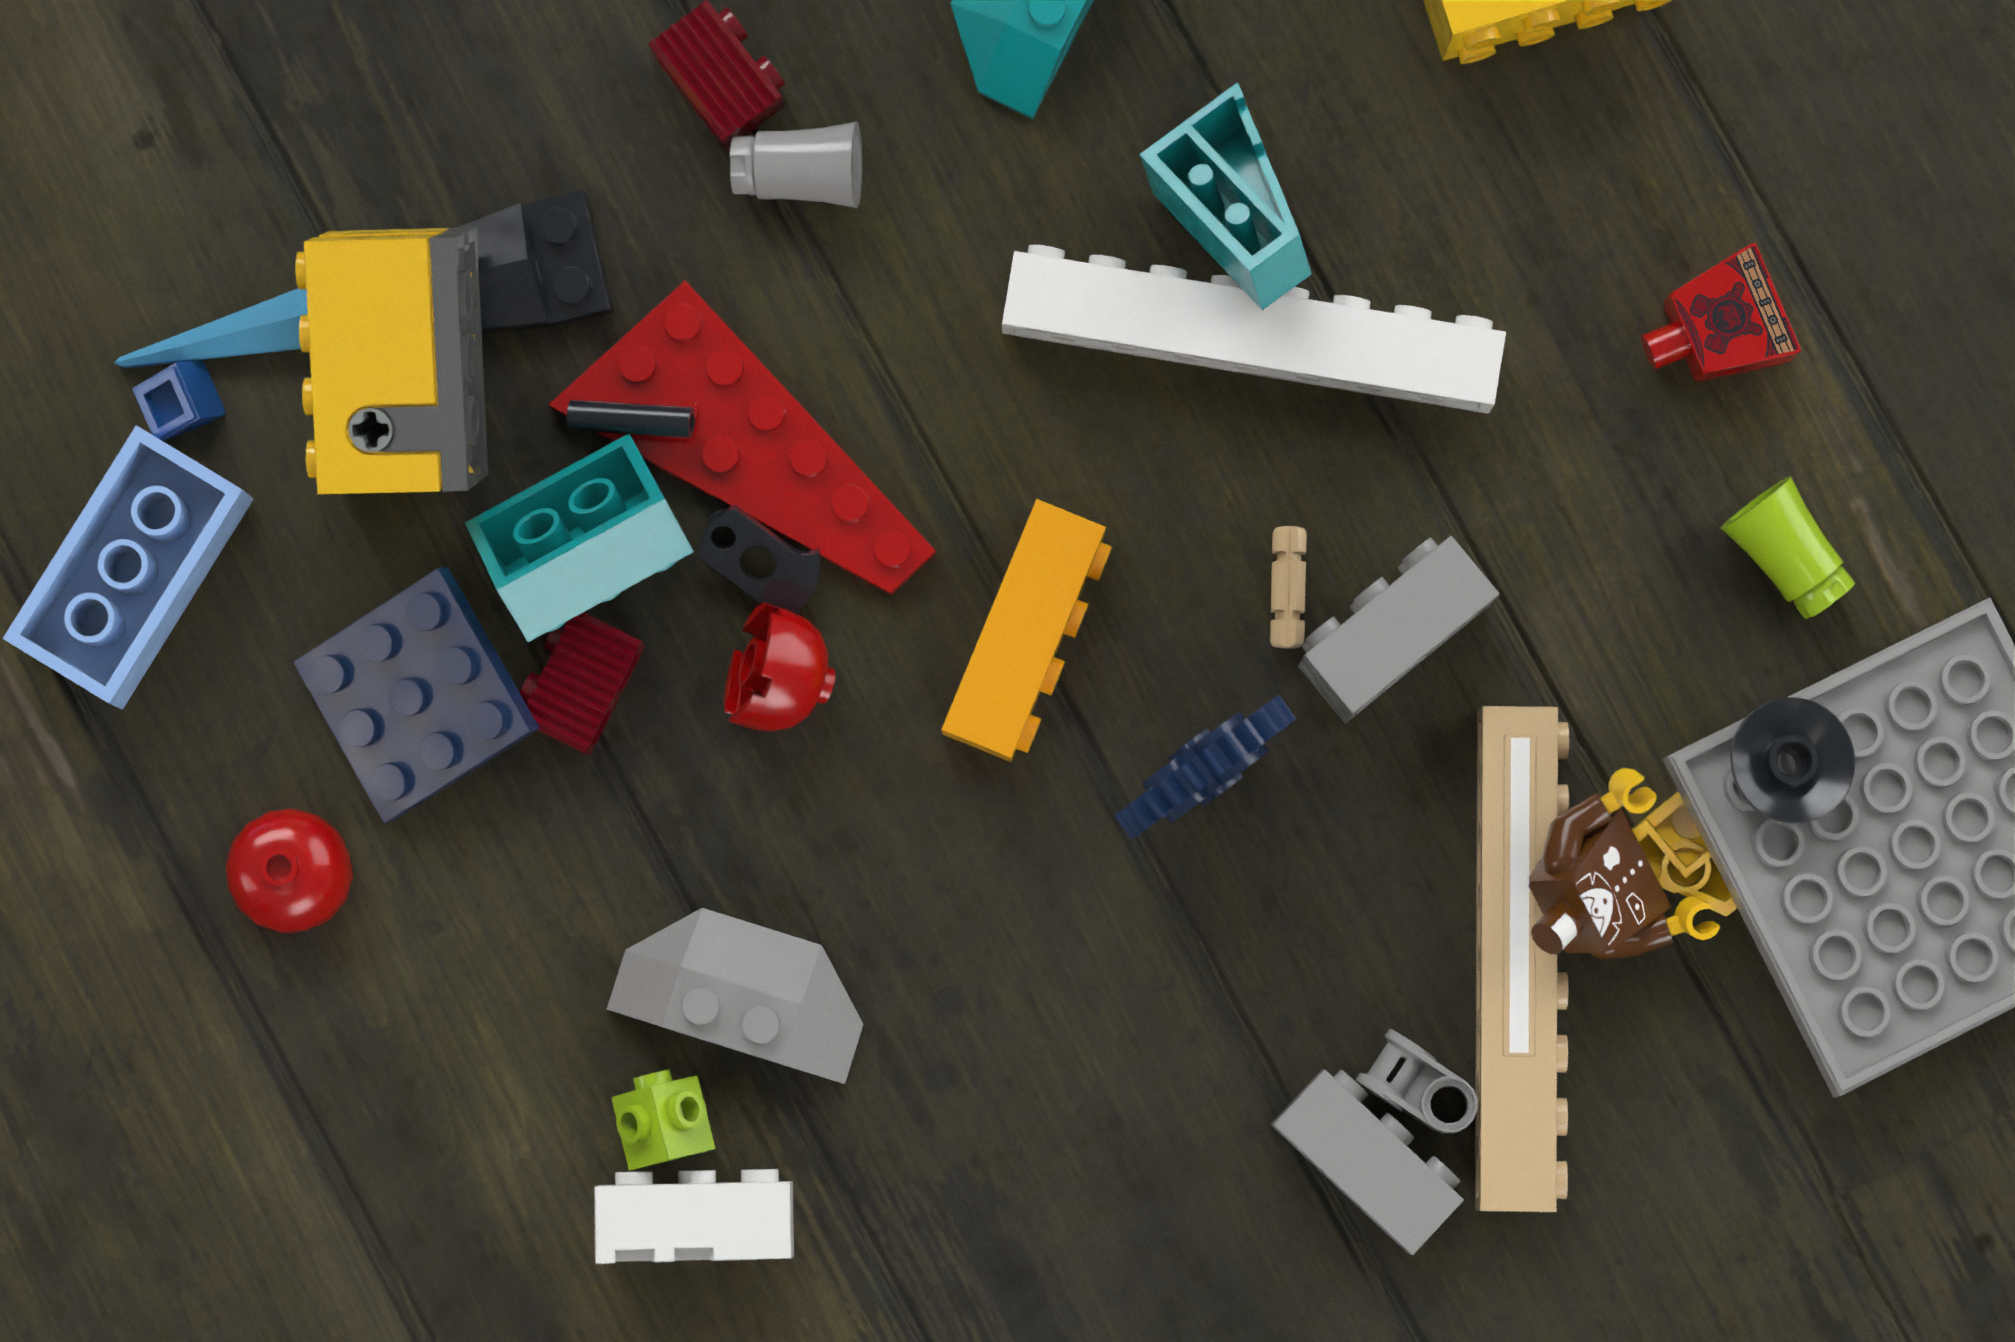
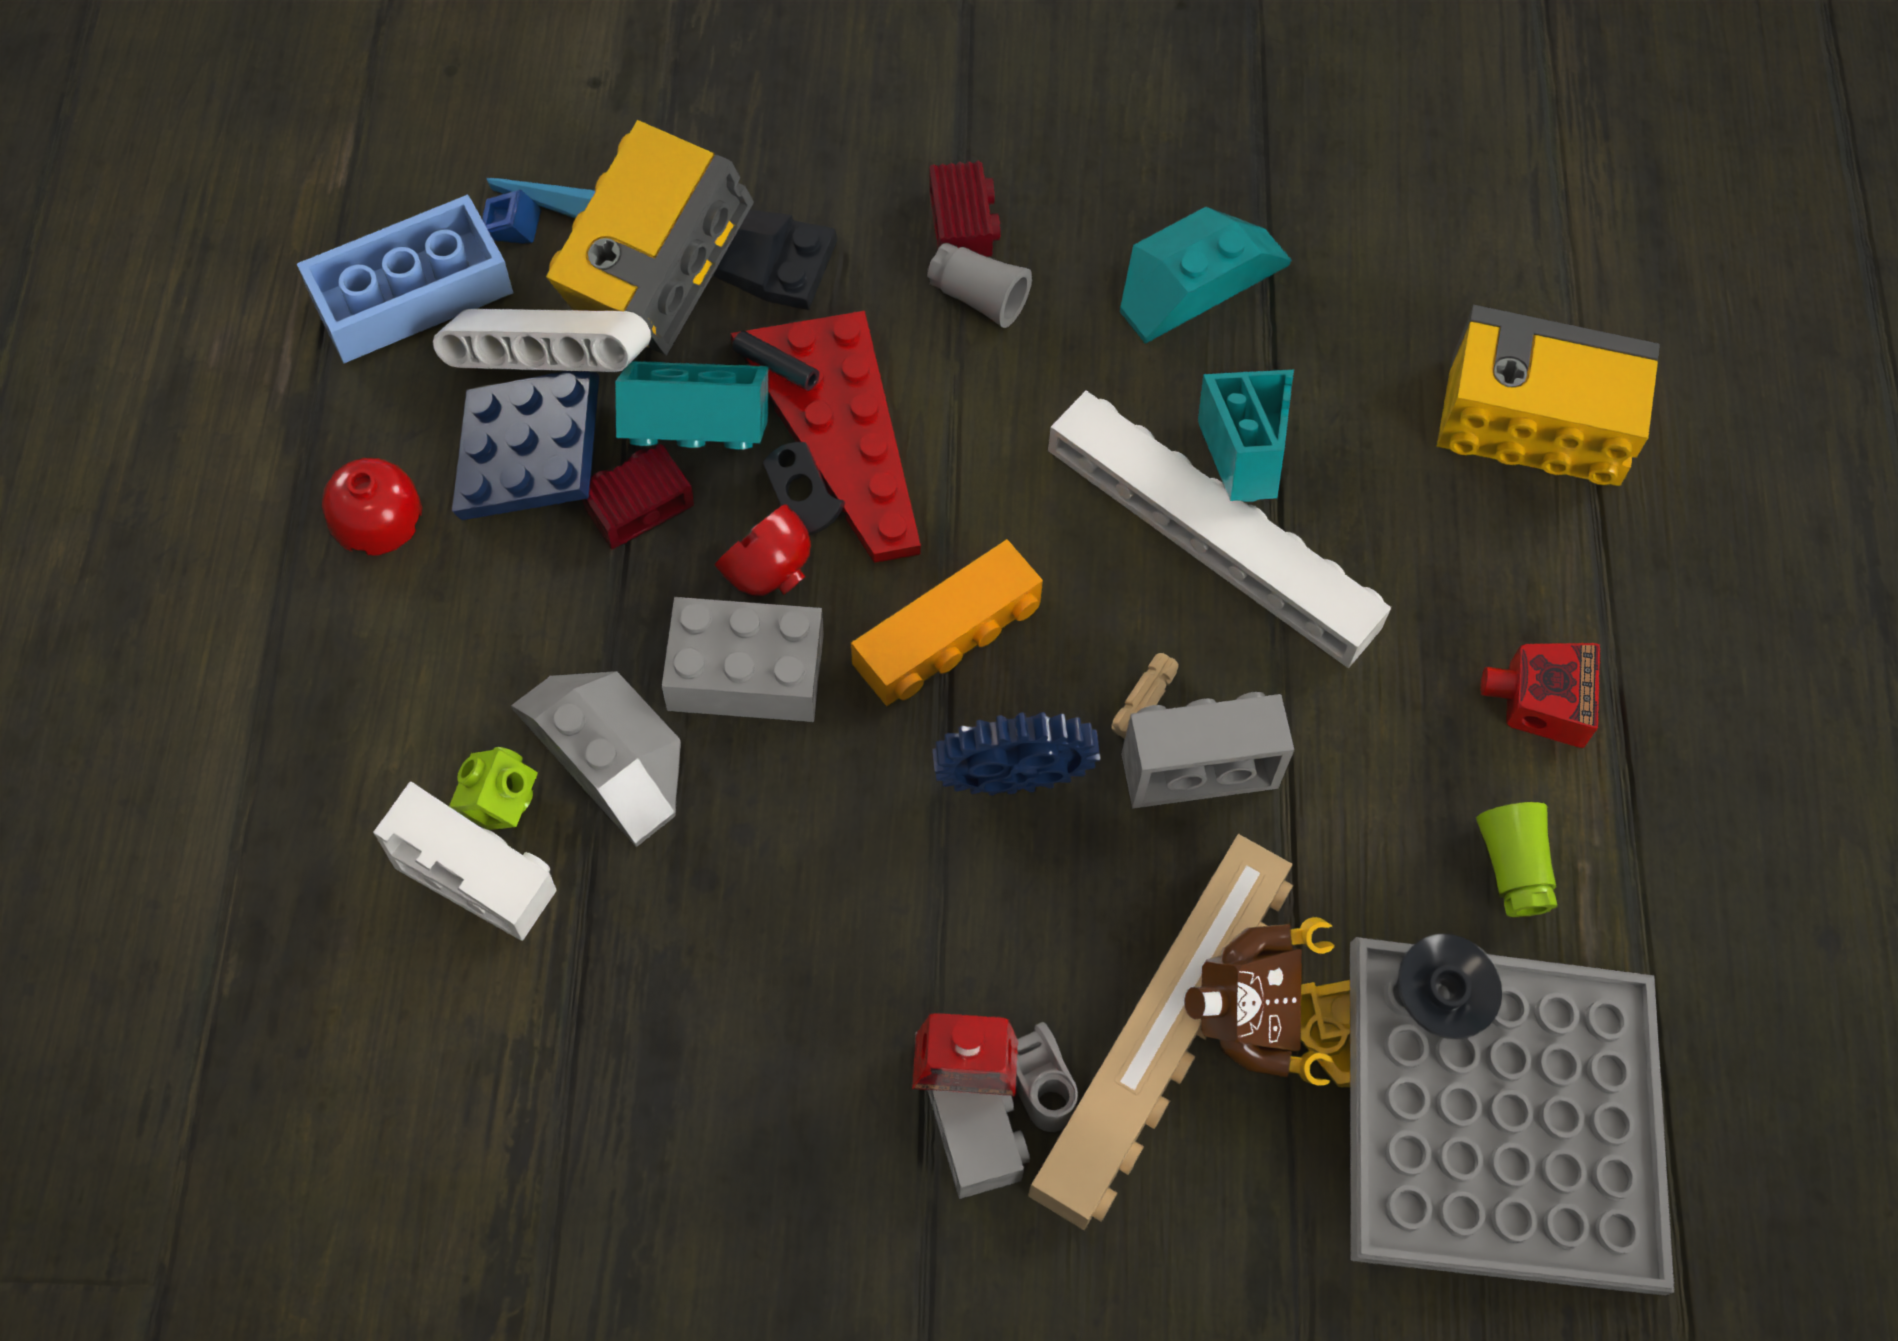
camera: 25 degrees right, 20 degrees down
(355, 565) = (542, 339): none -> white beam
(830, 810) = (743, 659): none -> light grey brick
(1345, 1130) = (966, 1055): none -> red torso

